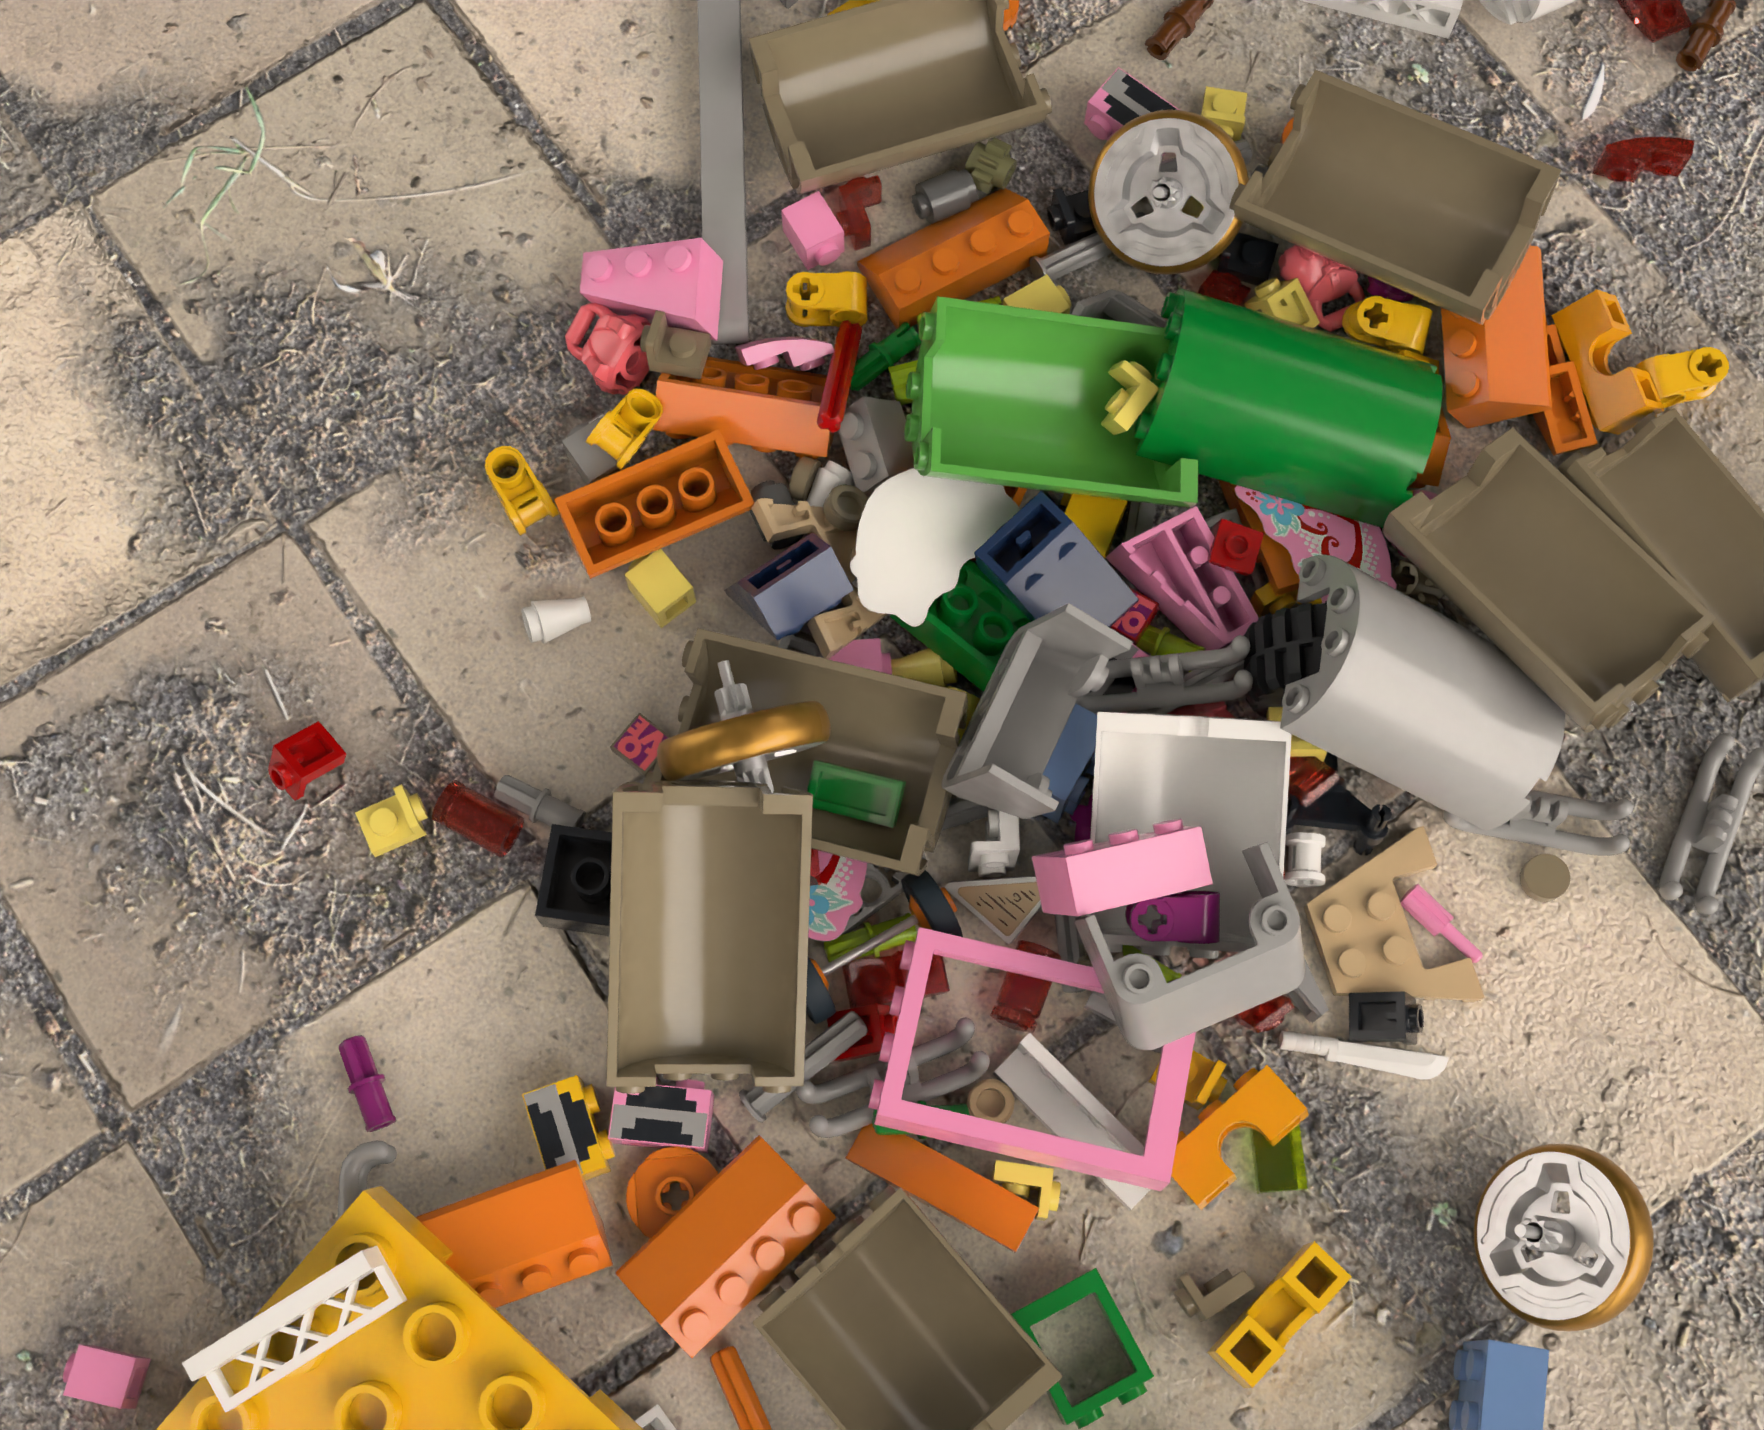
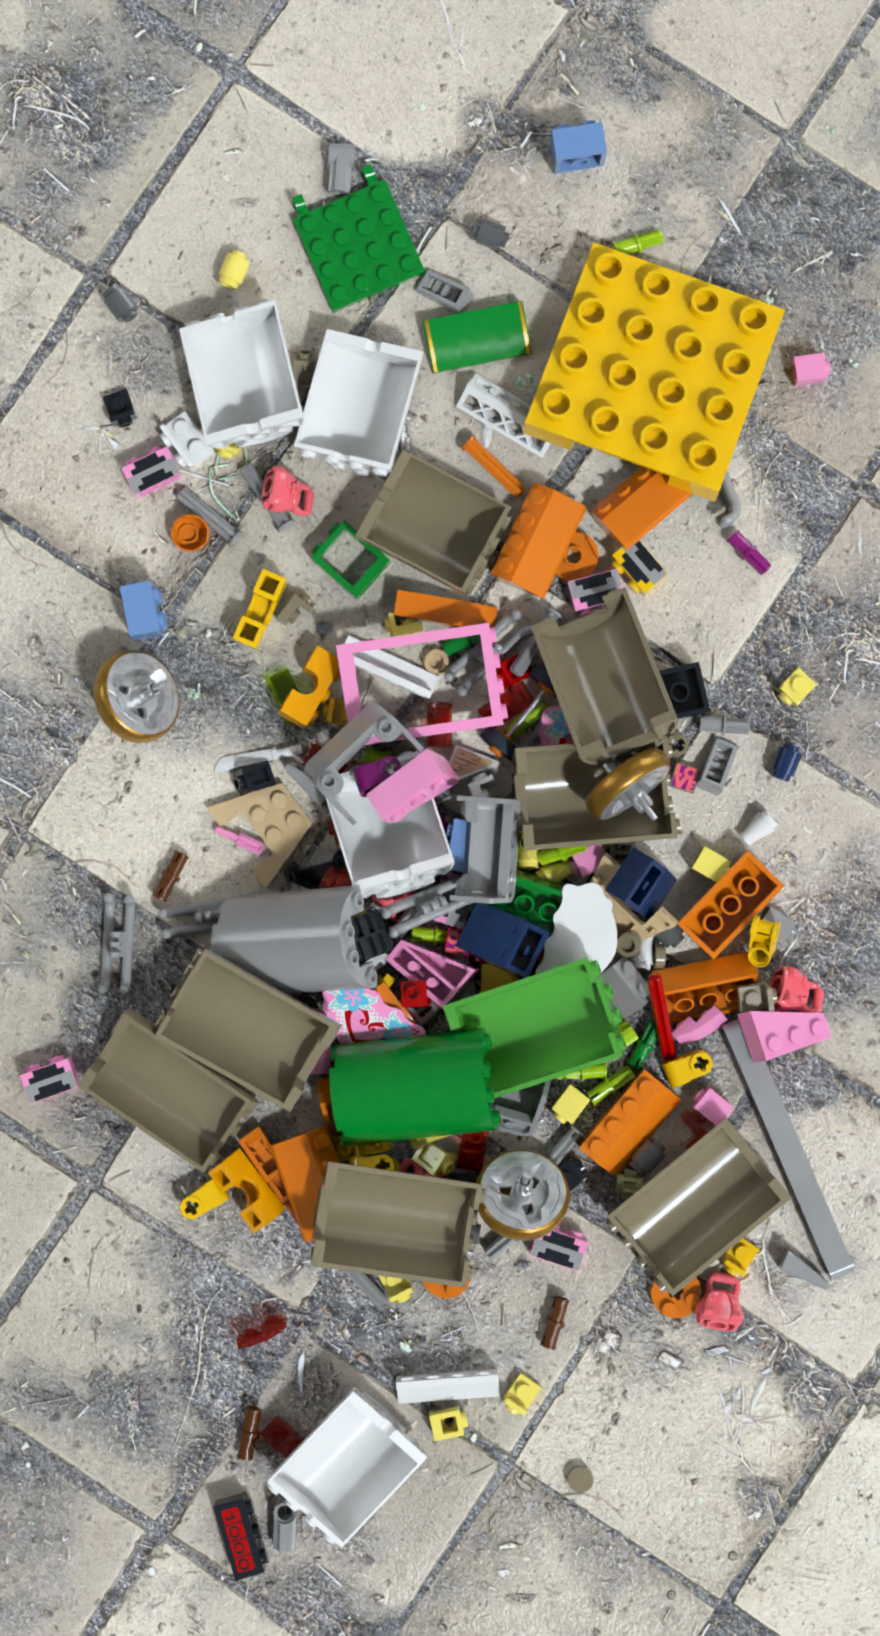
camera: 165 degrees right, 15 degrees up
(285, 1312) = (727, 419): white fence -> none
(304, 759) = (855, 702): red bracket -> none
(464, 704) = (785, 762): none -> dark blue brick
(477, 818) = (752, 705): clear red piece -> none
(522, 494) = (807, 889): yellow piece -> none
(591, 754) = (707, 784): none -> light grey slope
(856, 793) = (563, 787): green tile -> none
(1127, 405) = (498, 1051): light yellow bracket -> none
(1225, 109) = (509, 1270): light yellow bracket -> none
(1304, 859) = (320, 845): white bush -> none
(1545, 877) = (194, 885): dark tan tile -> none
(1583, 906) = (170, 876): none -> reddish brown pin

